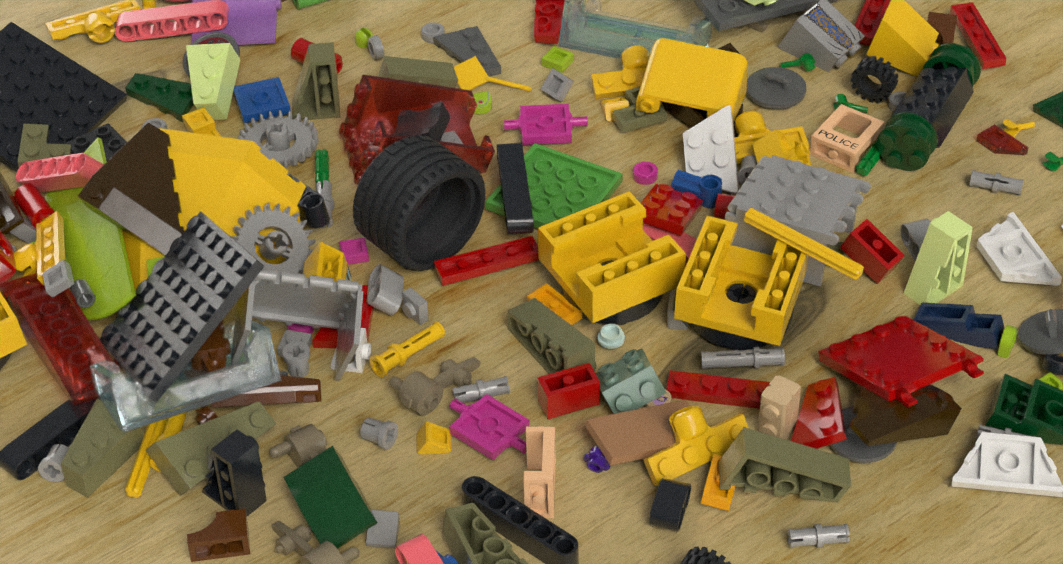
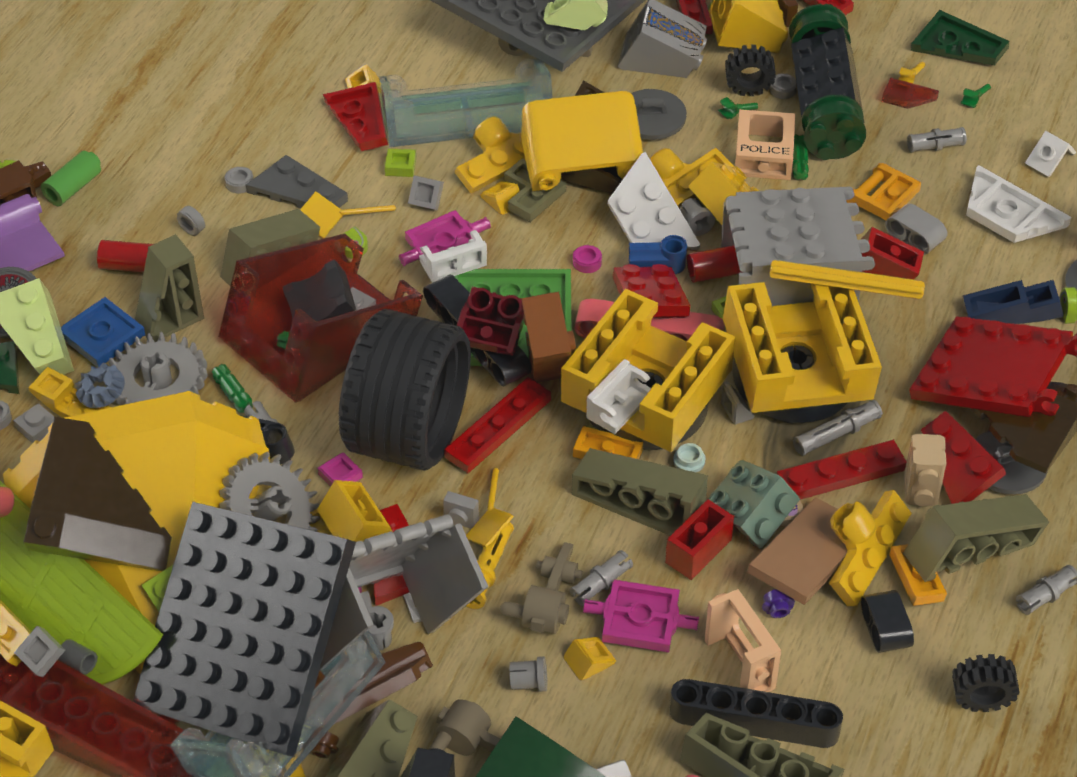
camera: 30 degrees left, 5 degrees up
(239, 128) = (100, 396): none -> sand blue gear
(362, 36) = (165, 214): lime hinge -> none
(385, 289) = (414, 501): light grey beam -> none
(435, 319) = (492, 521): none -> yellow piece
(518, 181) = (492, 321): none -> dark red slope
(538, 135) = (455, 259): none -> white hinge
(544, 198) = (547, 336): none -> dark orange wedge
(562, 265) = (617, 397): none -> white hinge
(806, 60) = (661, 73): green hand -> none
(918, 204) = (888, 197): none -> light orange plate
(941, 260) = (962, 243): yellowish green wedge -> none

